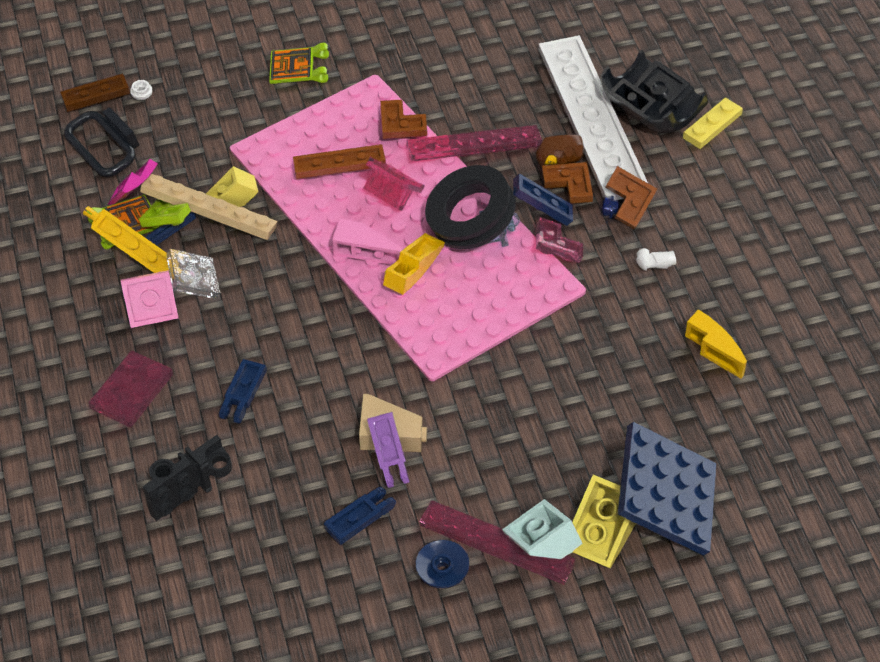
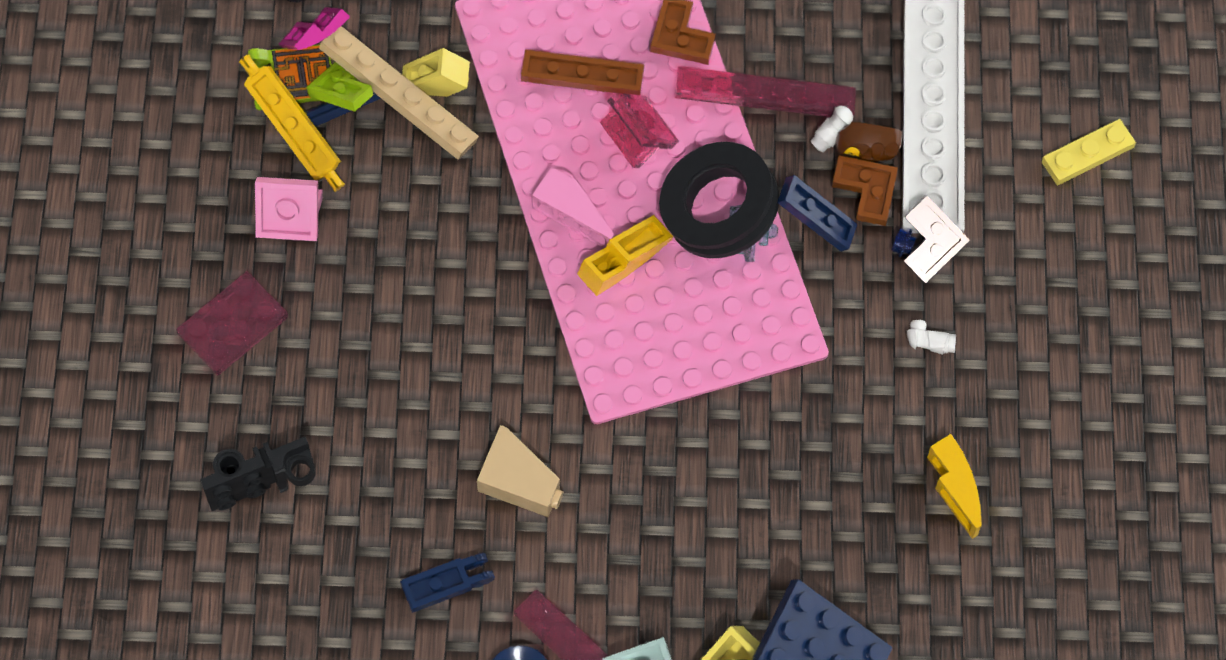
camera: 15 degrees right, 15 degrees up
(192, 274) = (350, 186): clear plate -> none
(243, 389) = (363, 367): dark blue hinge -> none
(388, 446) = (505, 507): medium lavender hinge -> none
(528, 154) = (826, 134): none -> white arm
(551, 242) = (808, 277): clear pink plate -> none
(654, 95) = (1022, 90): black piece -> none

